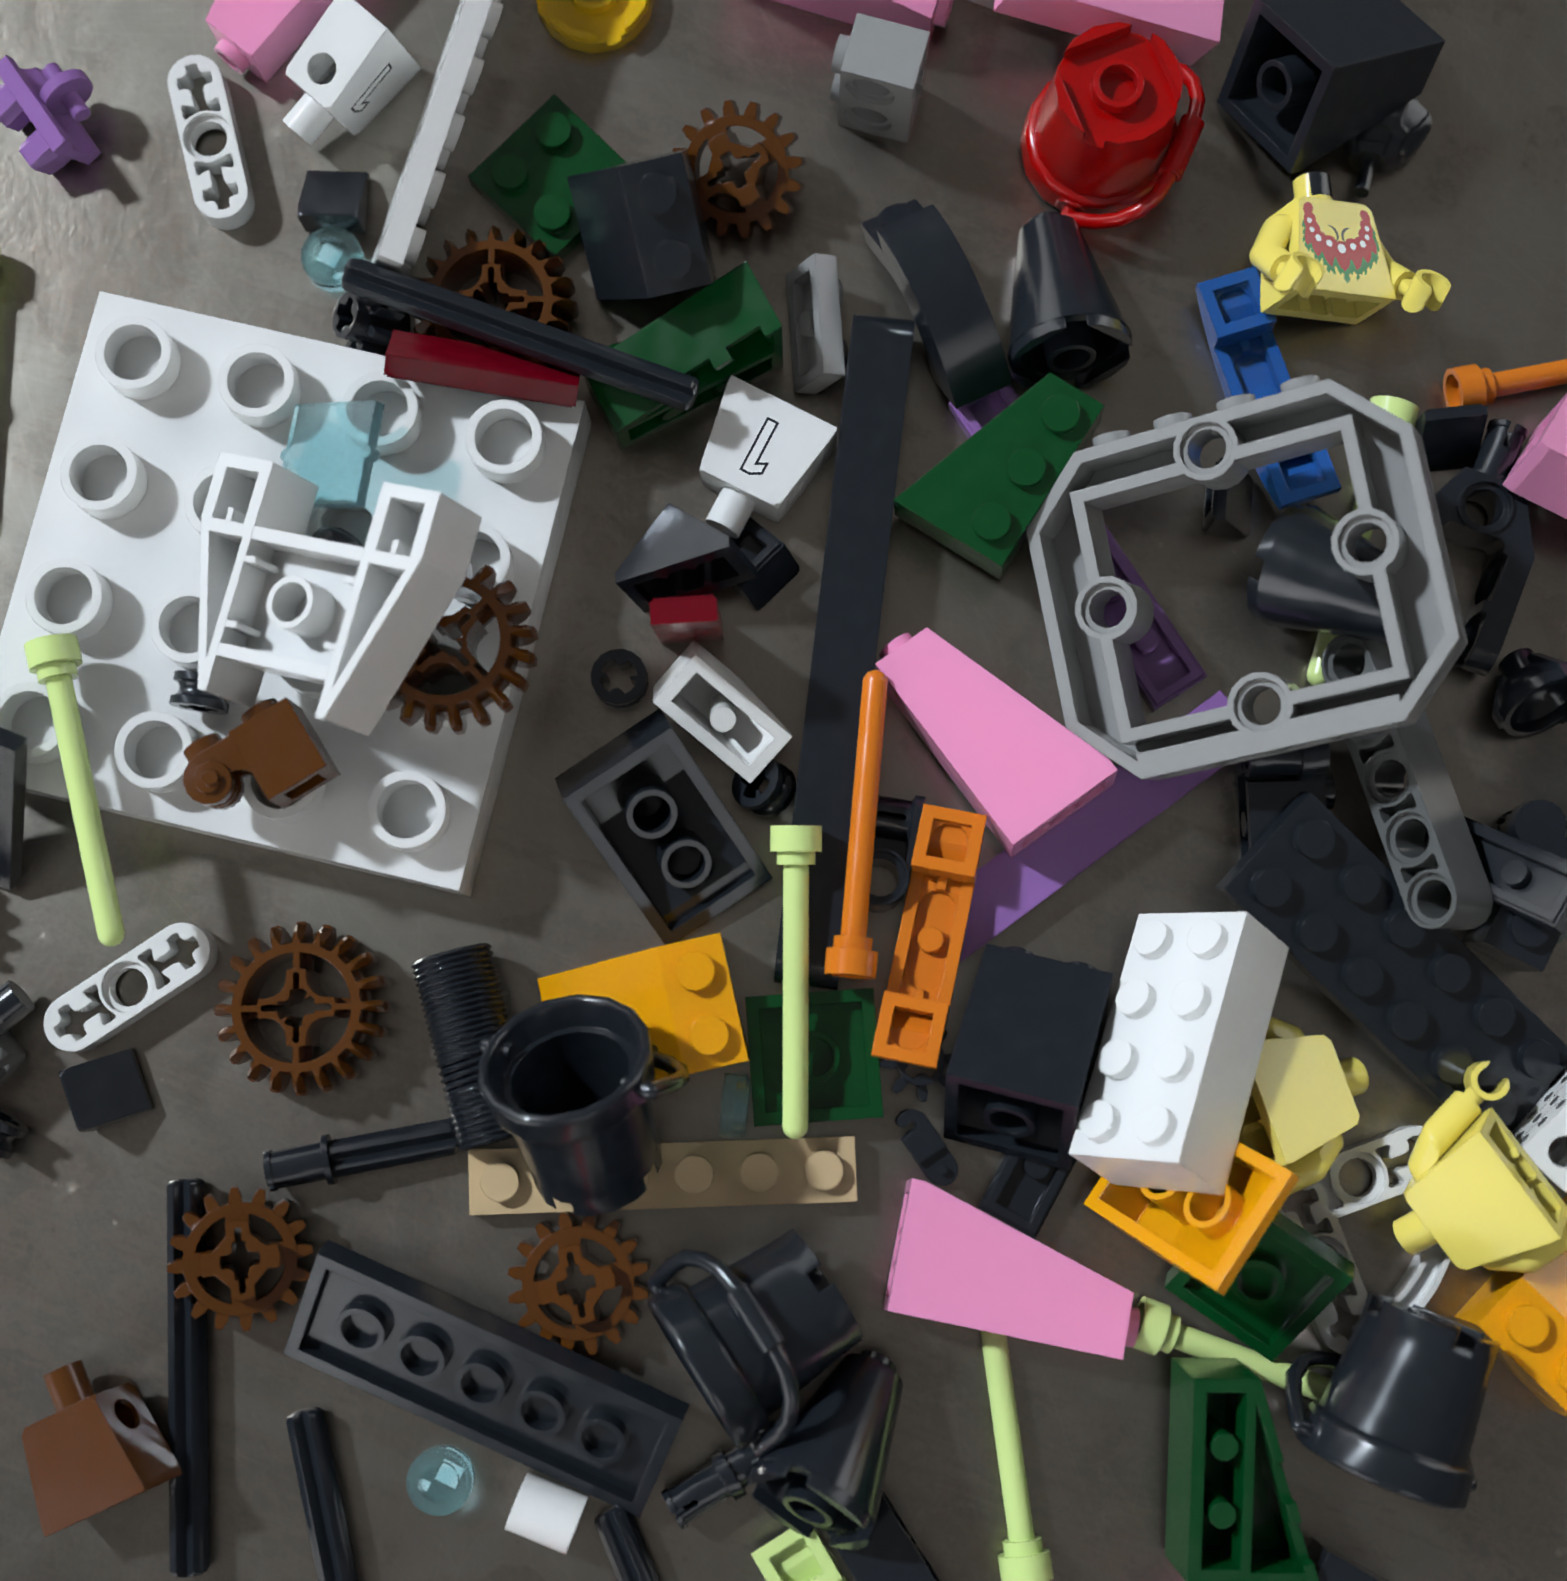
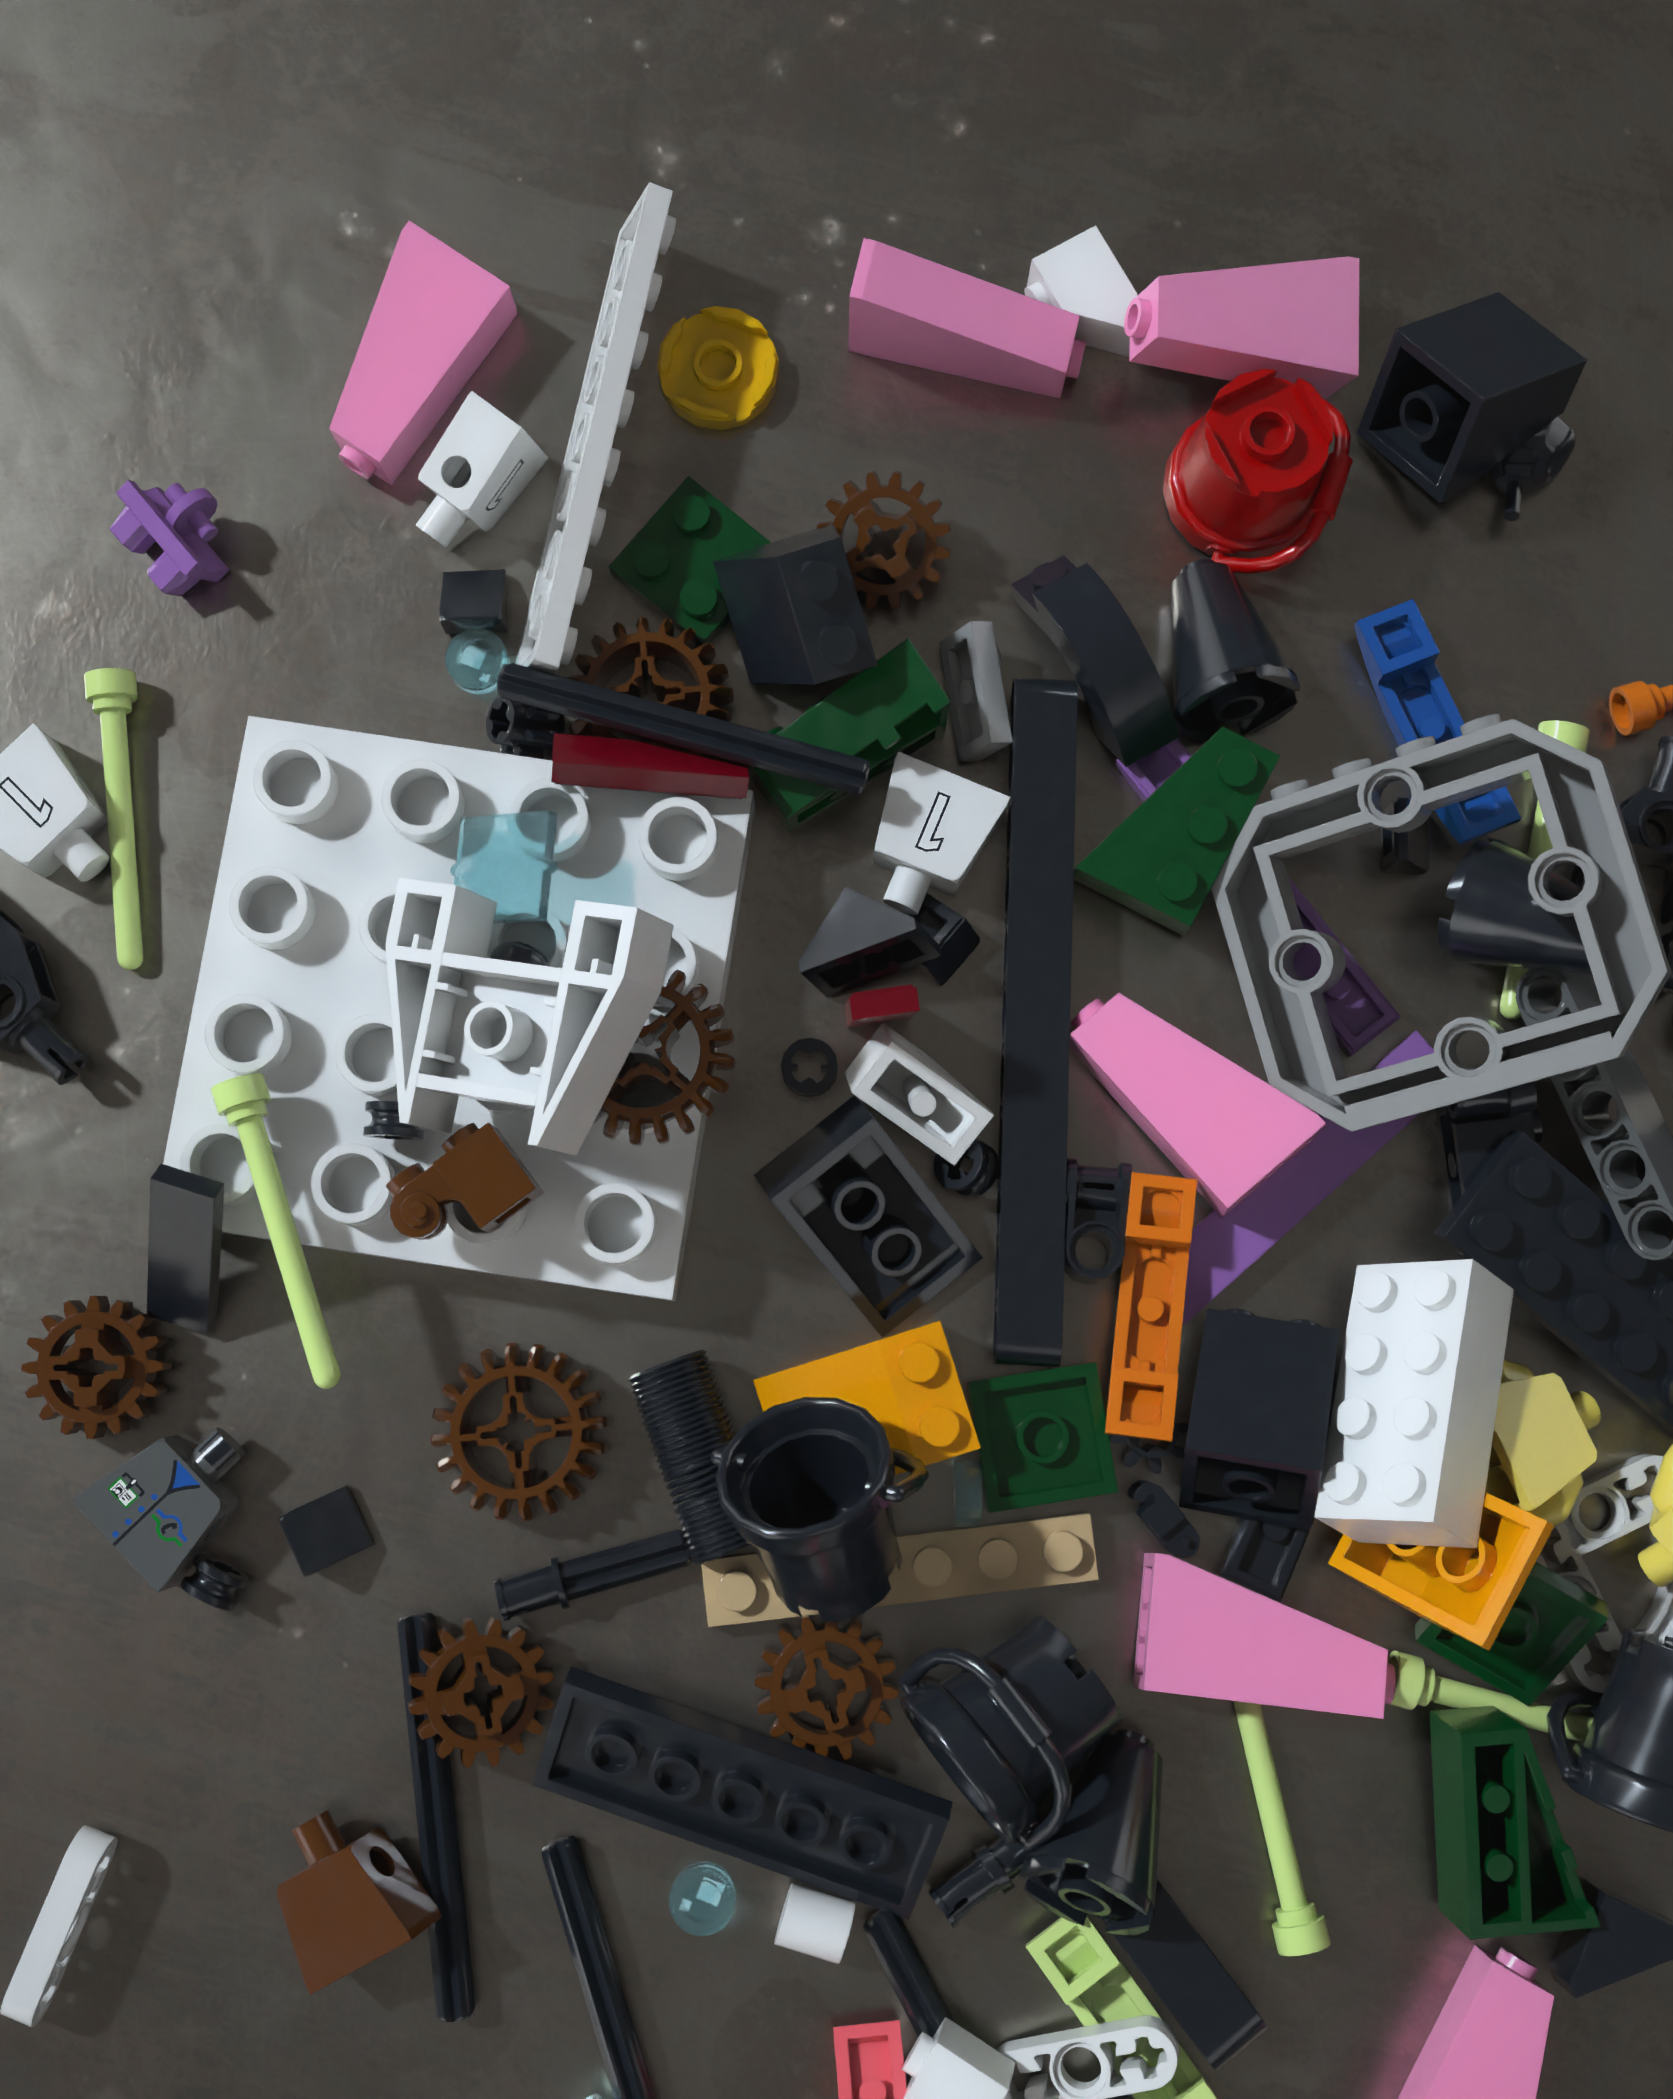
camera: 10 degrees left, 0 degrees up
(82, 998) = (292, 1440): white beam -> none
(192, 124) = (345, 506): white beam -> none
(795, 851) = (1009, 1232): yellowish green piece -> none
(852, 949) = (1074, 1328): orange piece -> none
(879, 76) = (1020, 436): light grey brick -> none
(1329, 263) = (1488, 591): light yellow torso -> none
(1452, 435) = (1627, 753): black slope -> none

